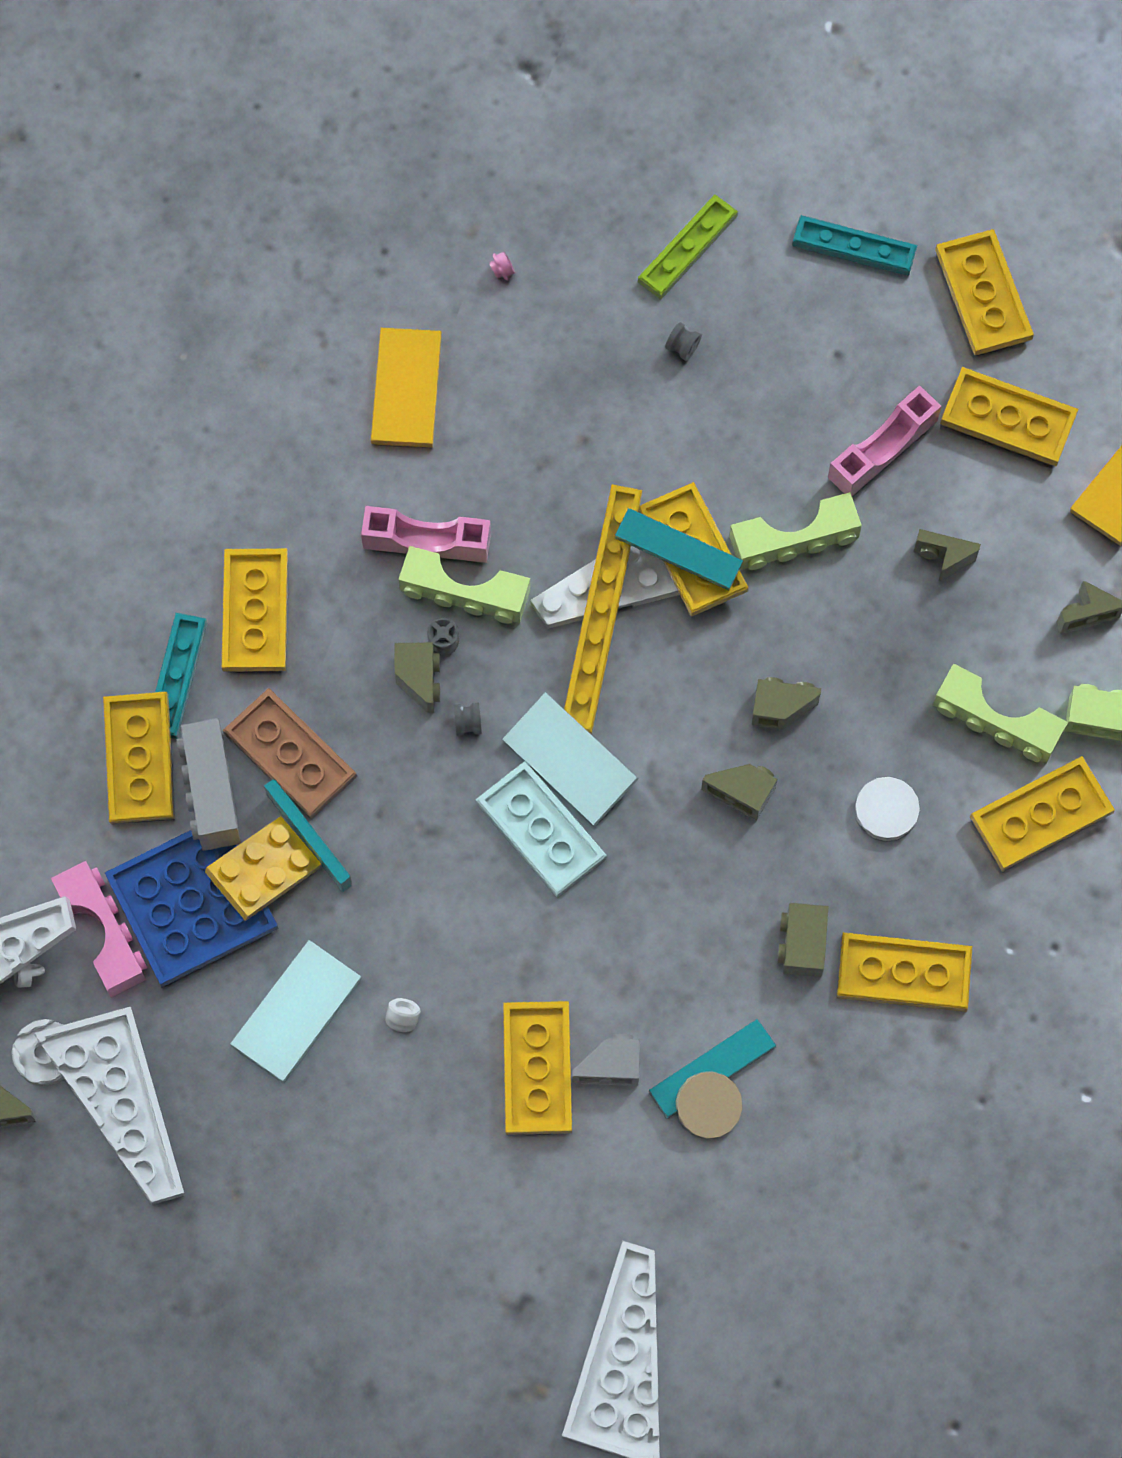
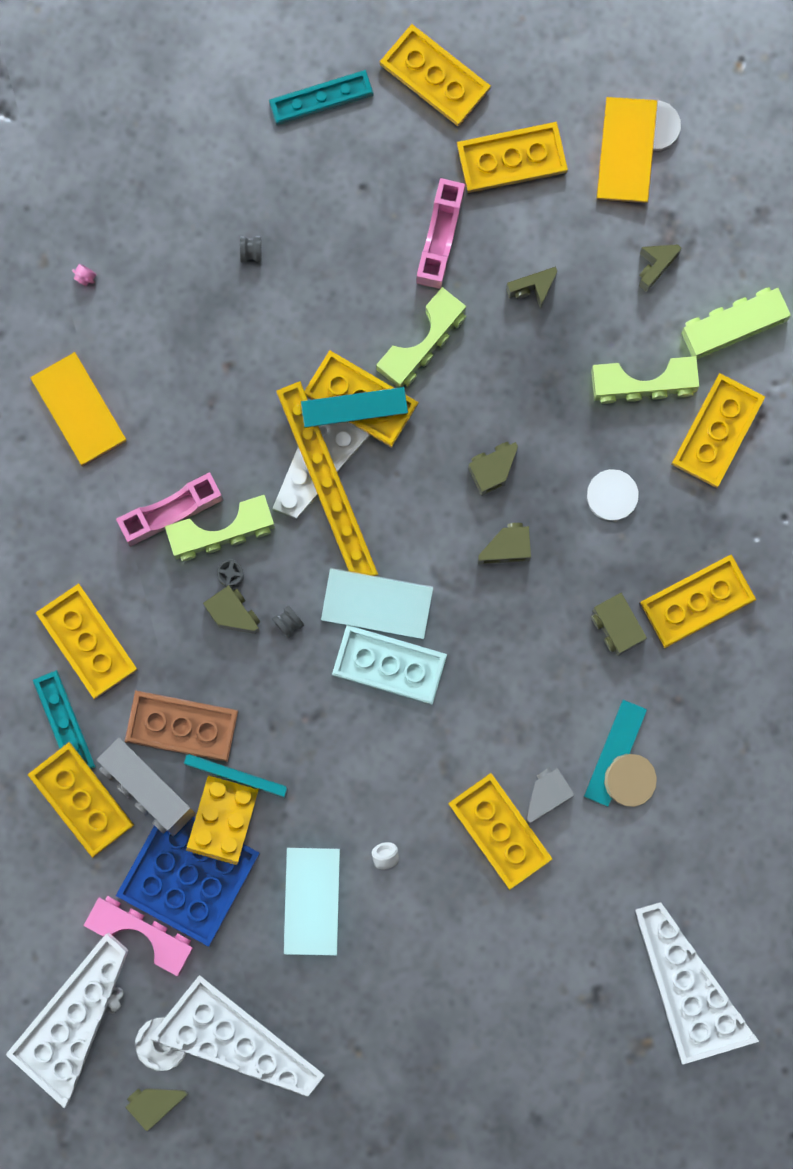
camera: 35 degrees left, 10 degrees up
(687, 246) = (204, 174): lime tile -> none

